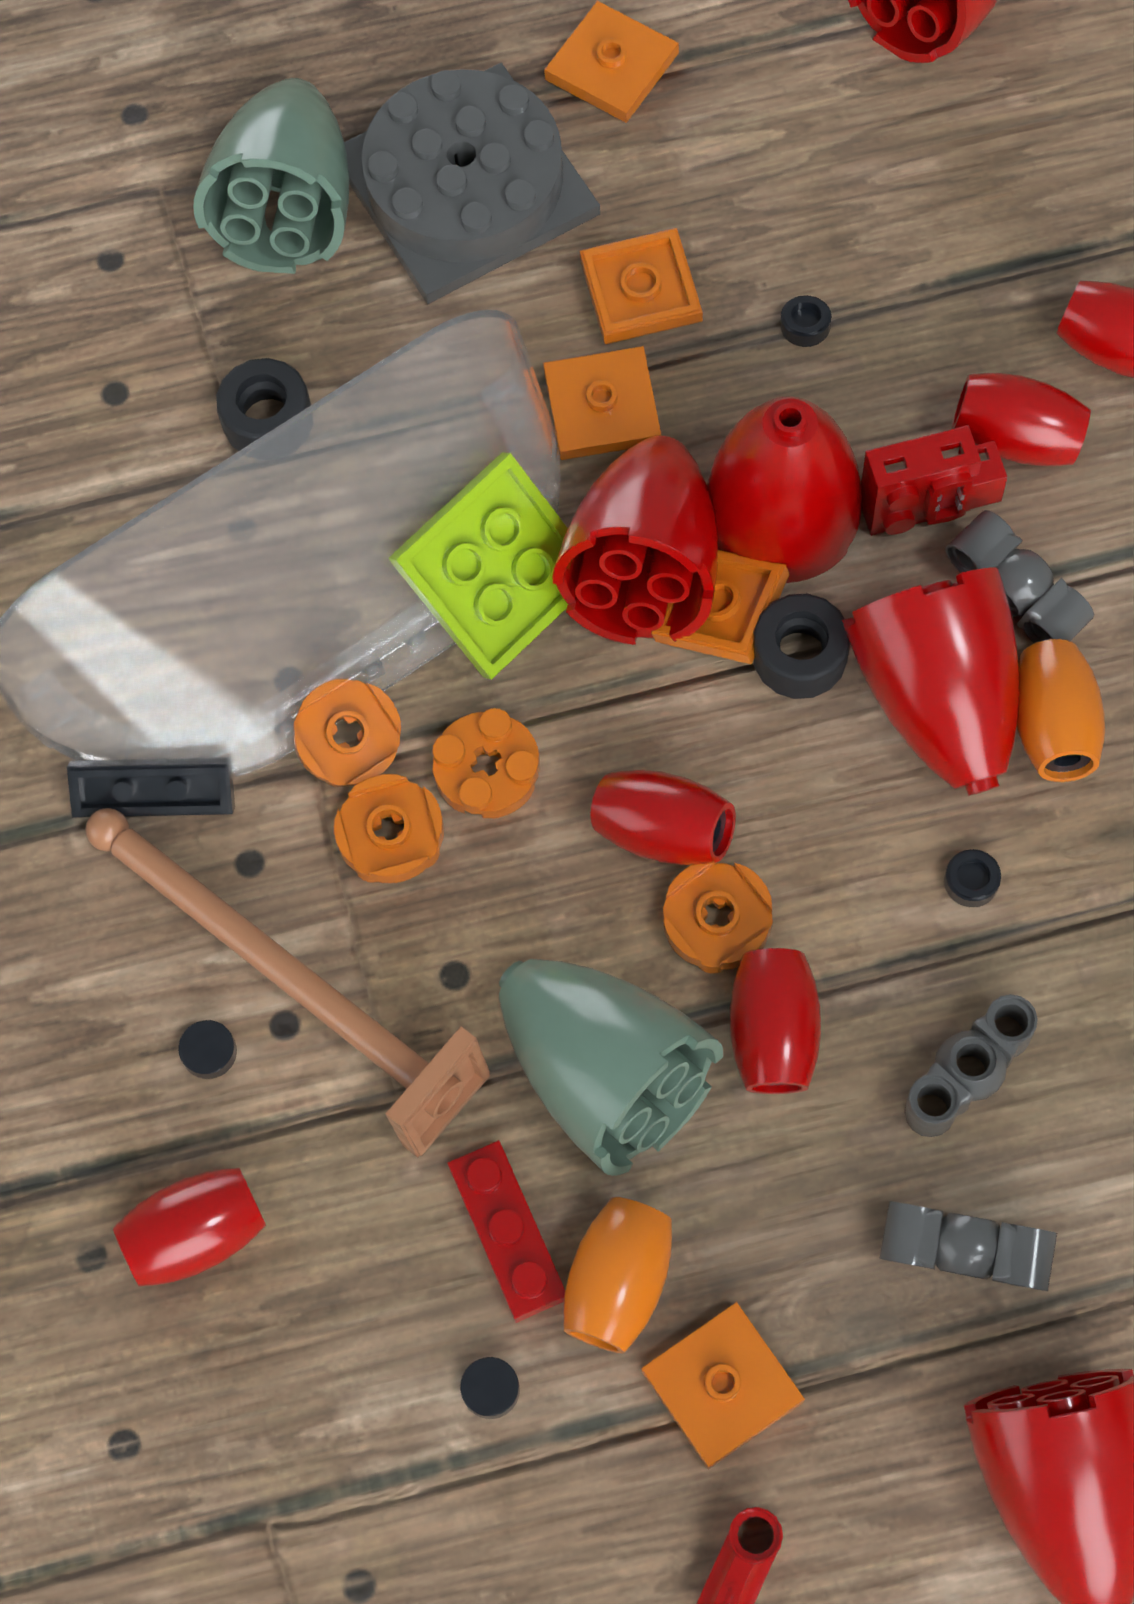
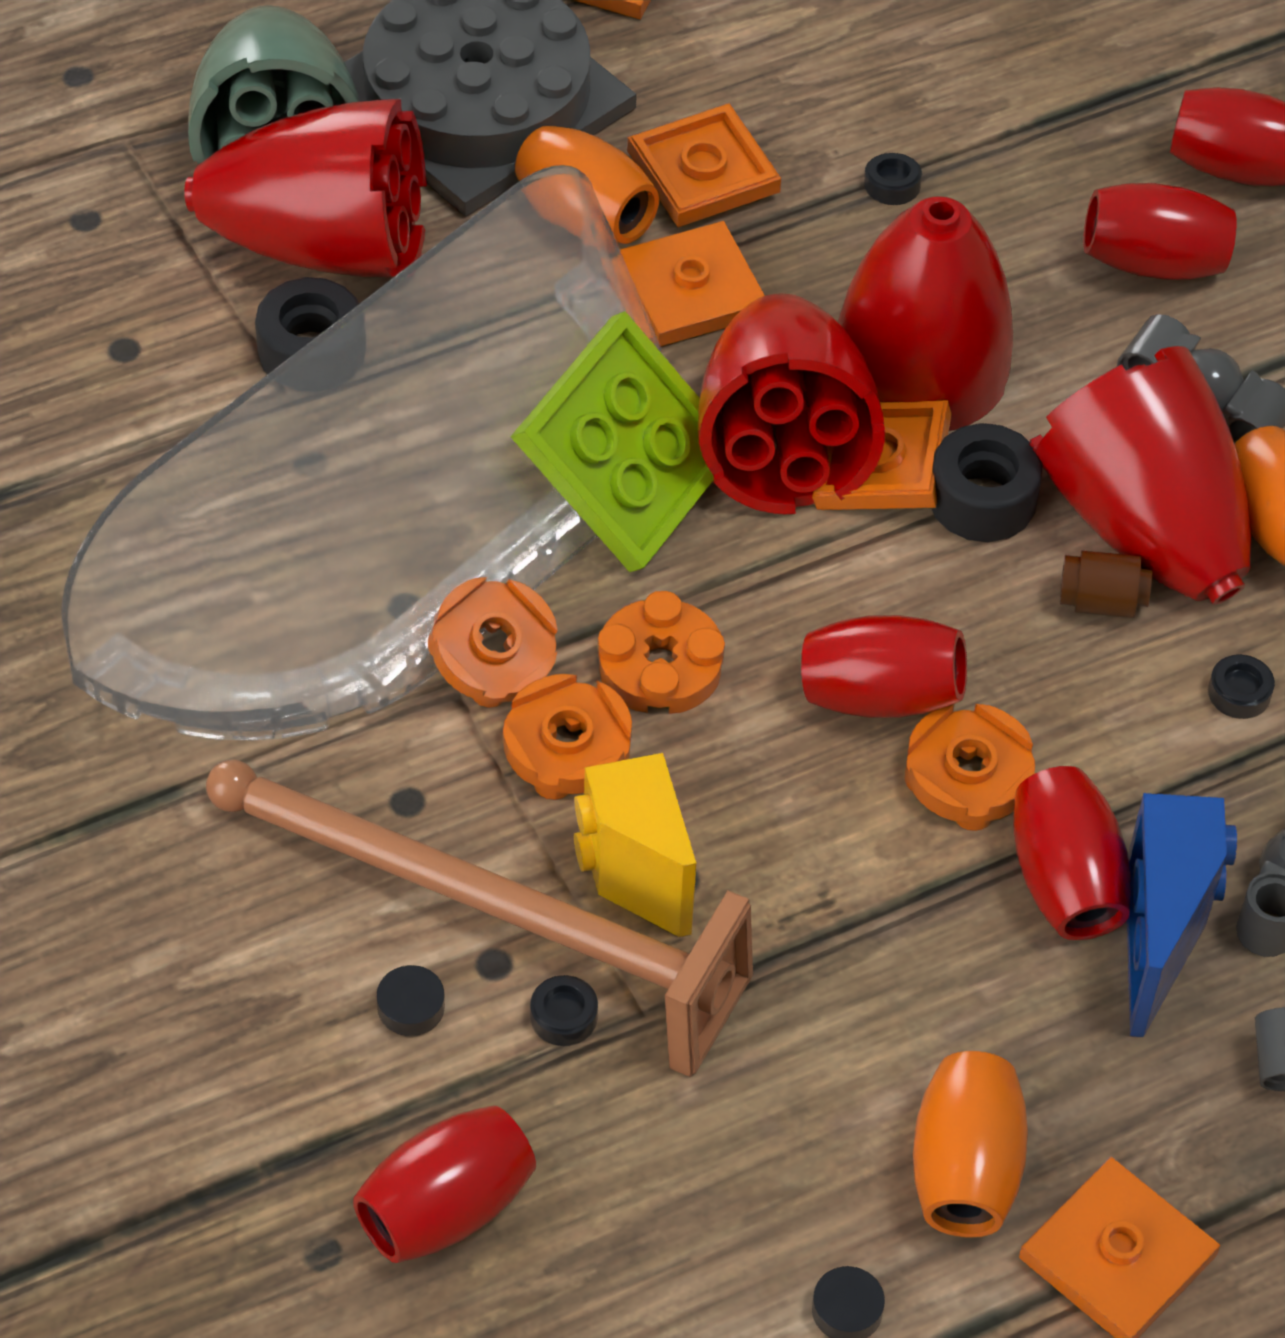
camera: 20 degrees left, 15 degrees down
(152, 786) = (276, 731): black tile -> none
(302, 276) = (321, 189): none -> red cylinder
(328, 1080) = (564, 1010): none -> black tile
(411, 942) = (637, 841): none -> yellow slope
(507, 1231) = (821, 1134): red plate -> none
(533, 292) = (619, 183): none -> orange piece
(605, 1057) = (894, 911): sand green cylinder -> none
(854, 1062) = (1175, 874): none -> blue slope
(878, 763) = (1105, 584): none -> reddish brown brick
(929, 486) = (1087, 300): red piece -> none

